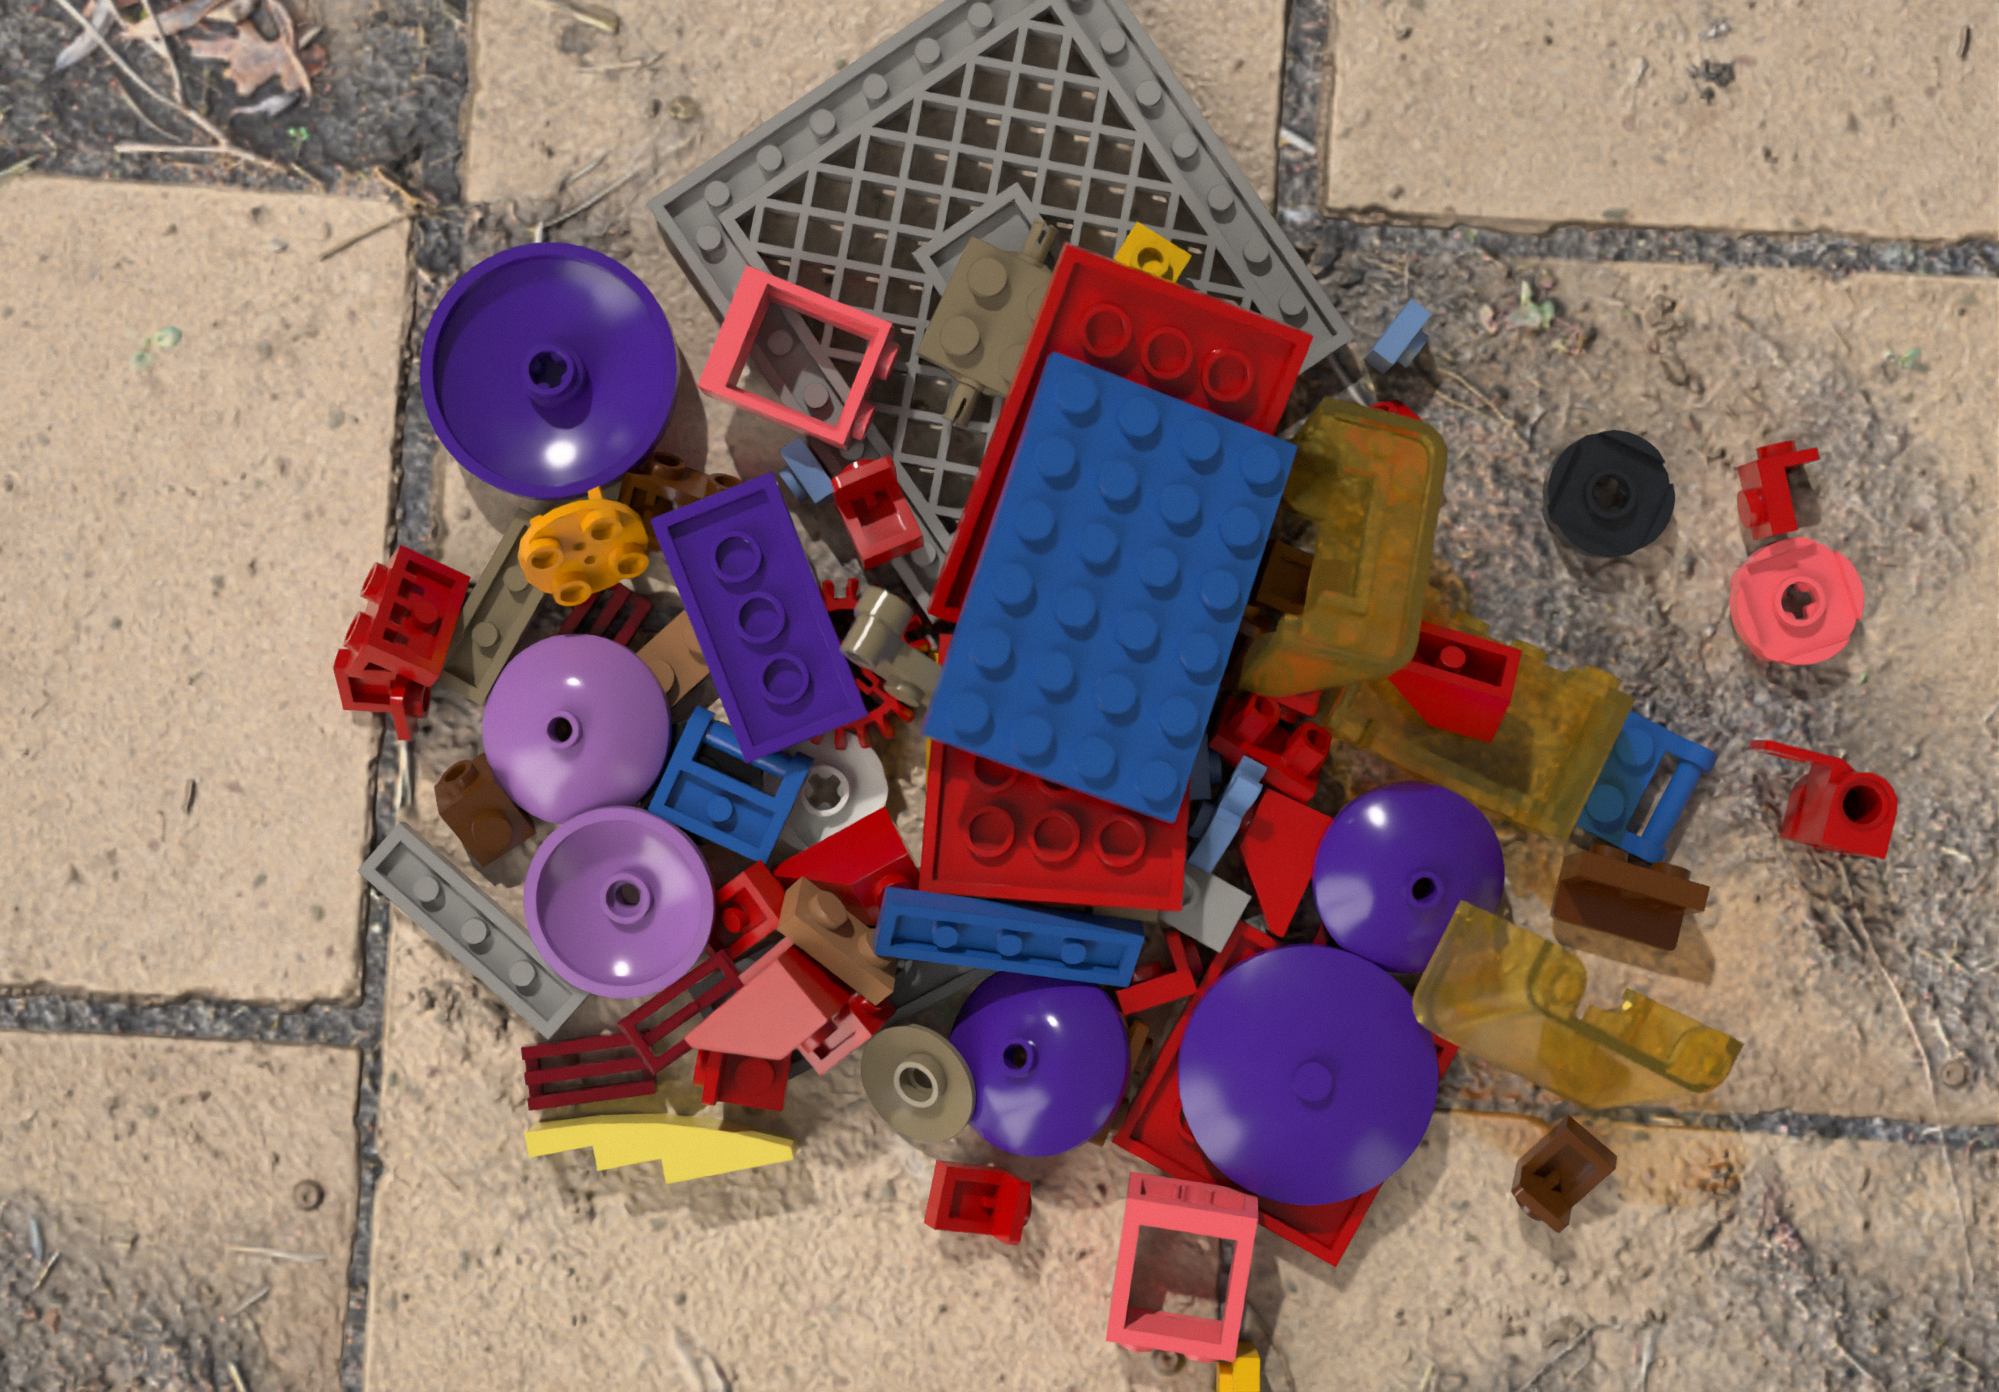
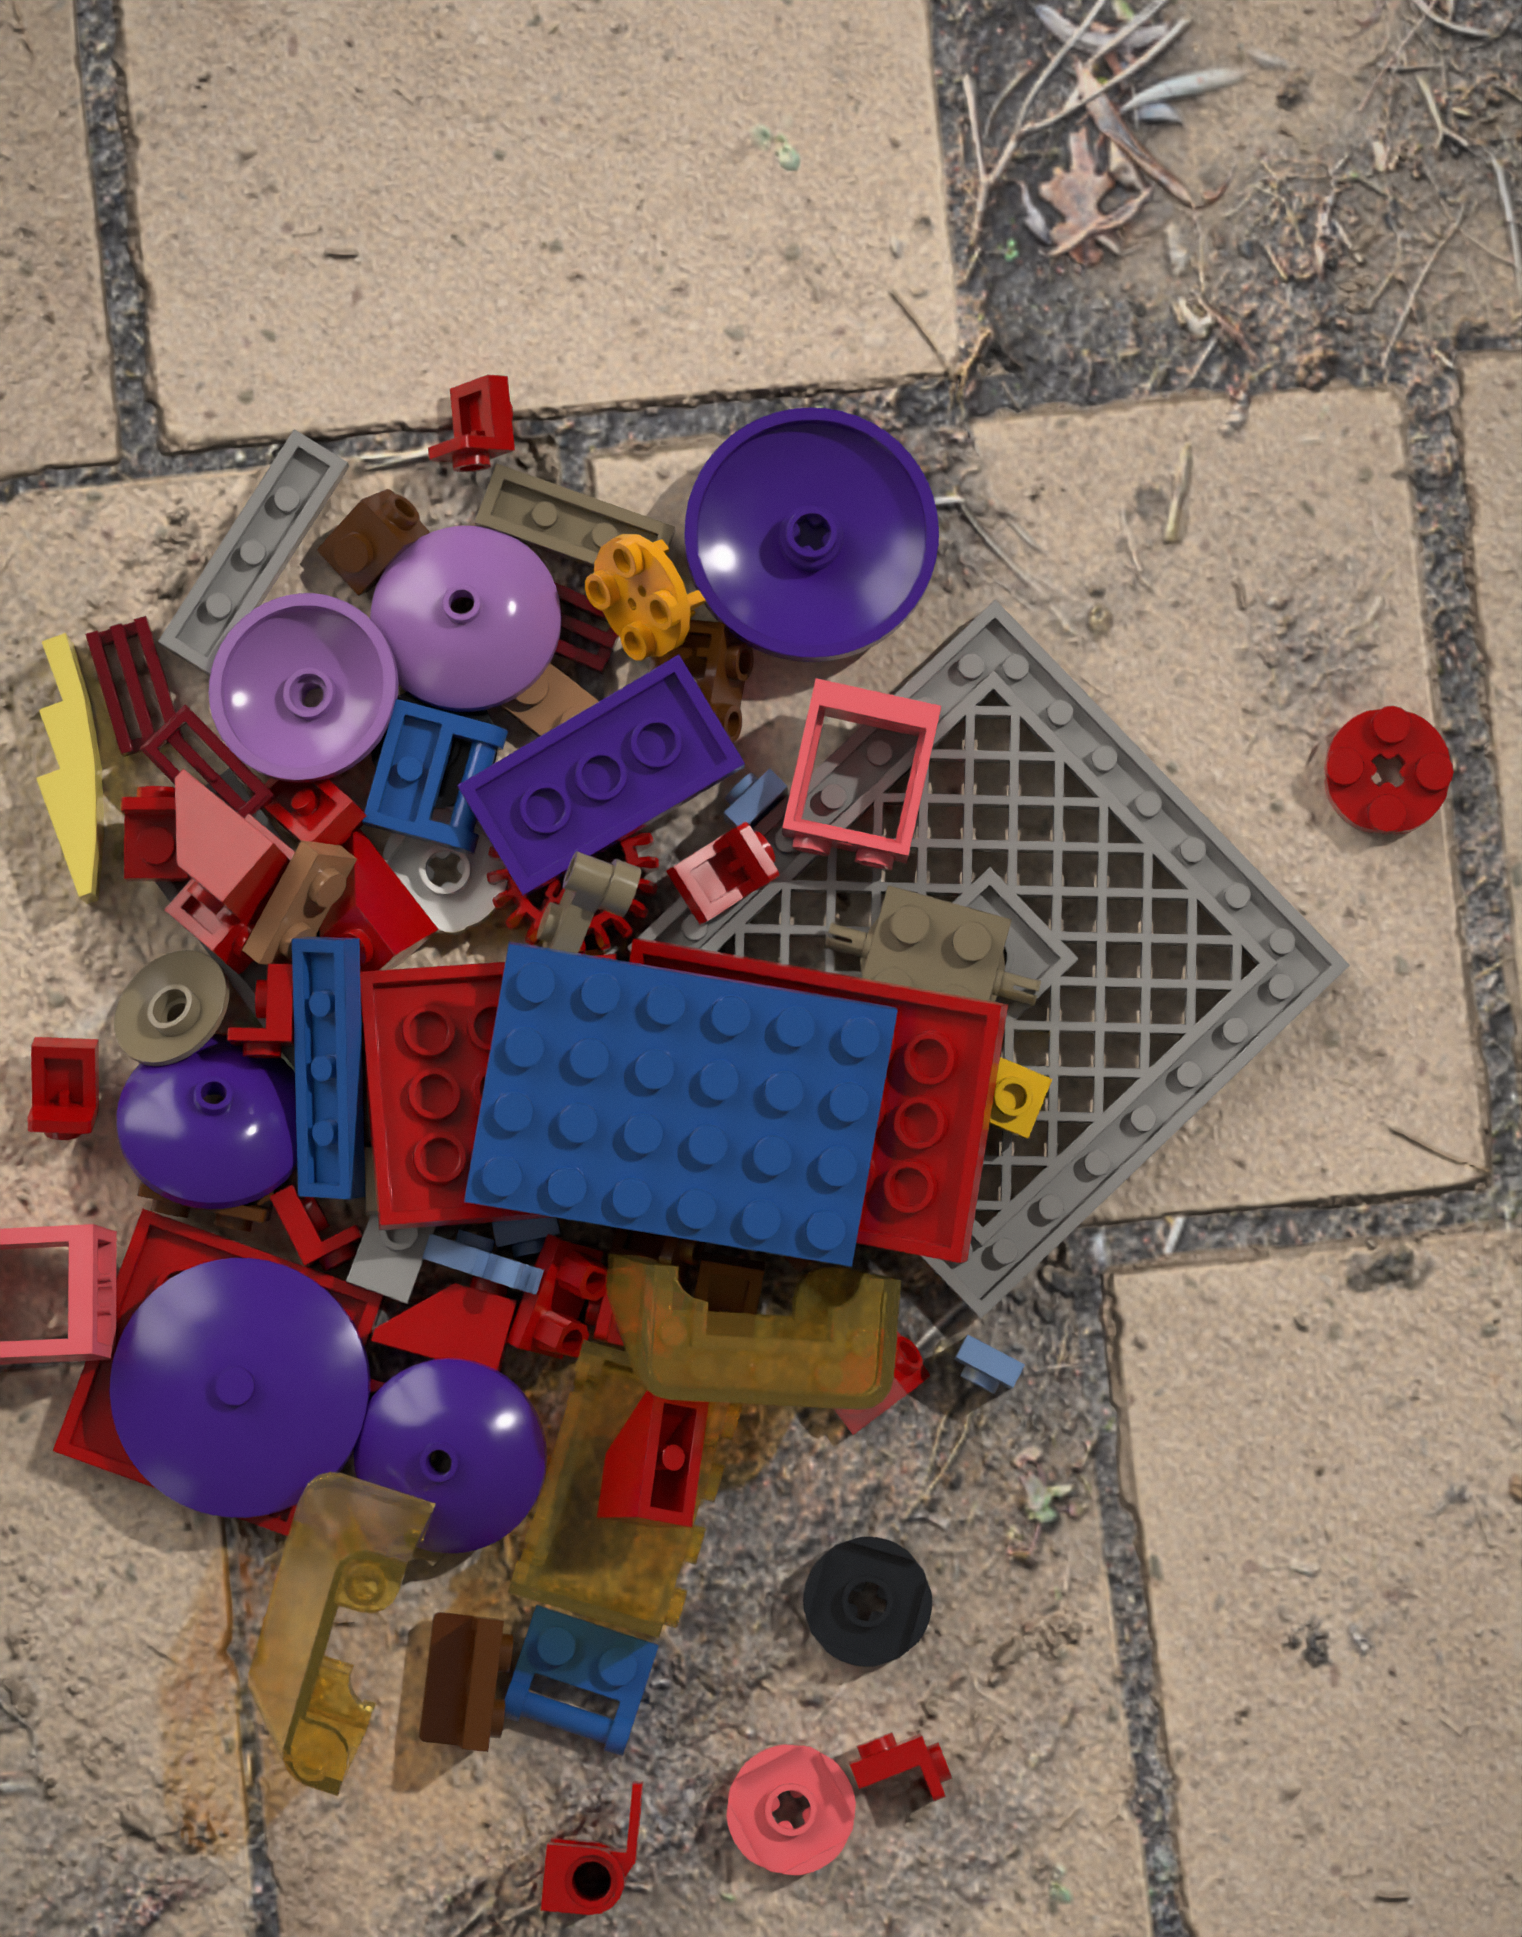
camera: 80 degrees right, 5 degrees down
(407, 617) = (548, 436): red bracket -> none
(933, 980) = (275, 1004): none -> red bracket
(1560, 1173) = (179, 1661): reddish brown bracket -> none

